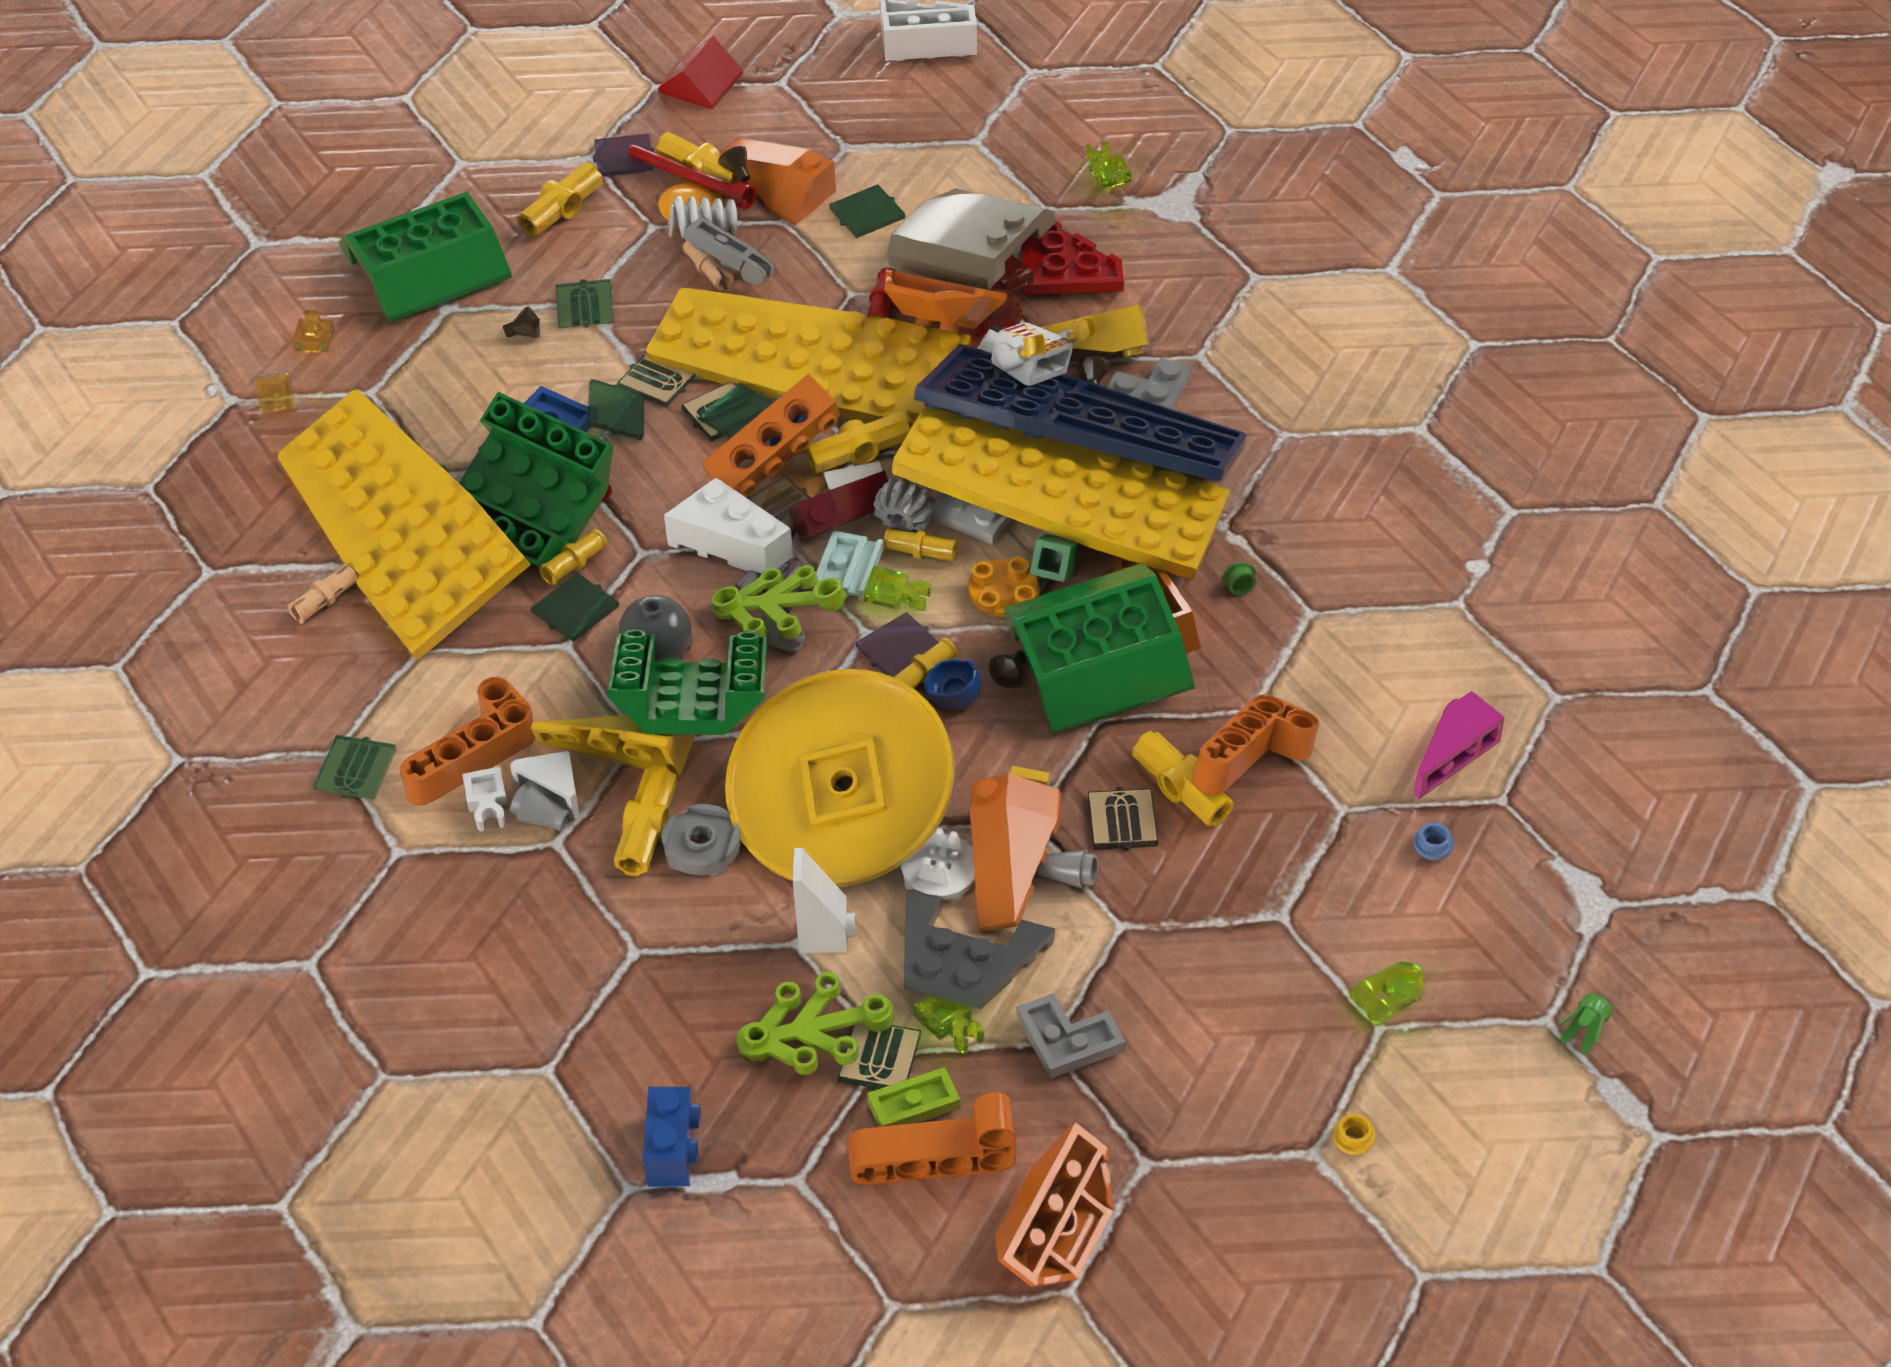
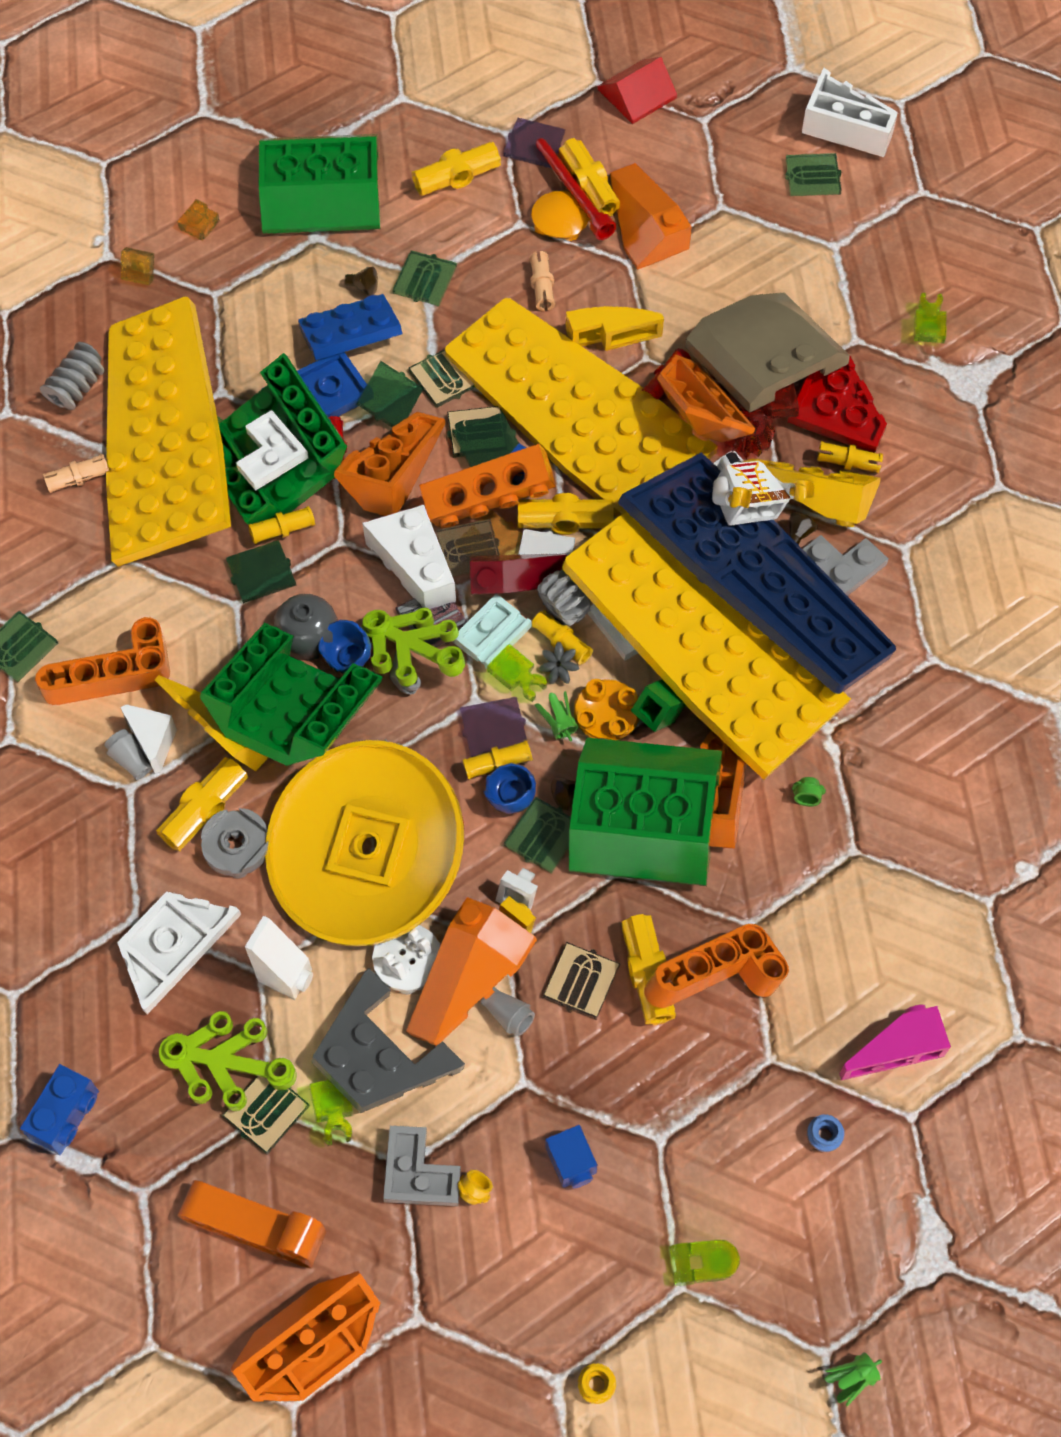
camera: 25 degrees right, 15 degrees up
(268, 508) = (73, 376): none -> light grey piece
(485, 795) = (95, 719): white plate -> none
(535, 486) = (276, 452): none -> white plate
(536, 364) = (349, 326): none -> blue plate
(655, 465) = (389, 468): none -> orange wedge
(683, 215) = (557, 237): white piece -> none
(689, 951) = (170, 942): none -> white wing
(709, 629) = (348, 646): none -> blue hair
(729, 250) = (558, 276): light grey hinge -> none
(735, 162) = (609, 194): dark brown rock -> none
(805, 273) = (613, 326): none -> yellow slope
(867, 211) = (703, 280): clear green piece -> none
(915, 1099) = (264, 1170): lime plate -> none
(918, 91) = (813, 174): none -> clear green piece
(928, 562) = (555, 660): none -> dark grey plant
(961, 609) = (564, 723): none -> bright green piece
(1007, 715) = (541, 835): none -> clear green piece
(1013, 755) = (517, 887): none -> white tile
(1102, 299) = (849, 457): none -> yellow pin
(1133, 1025) = (475, 1187): none -> yellow plate
(1210, 959) = (571, 1157): none -> blue brick

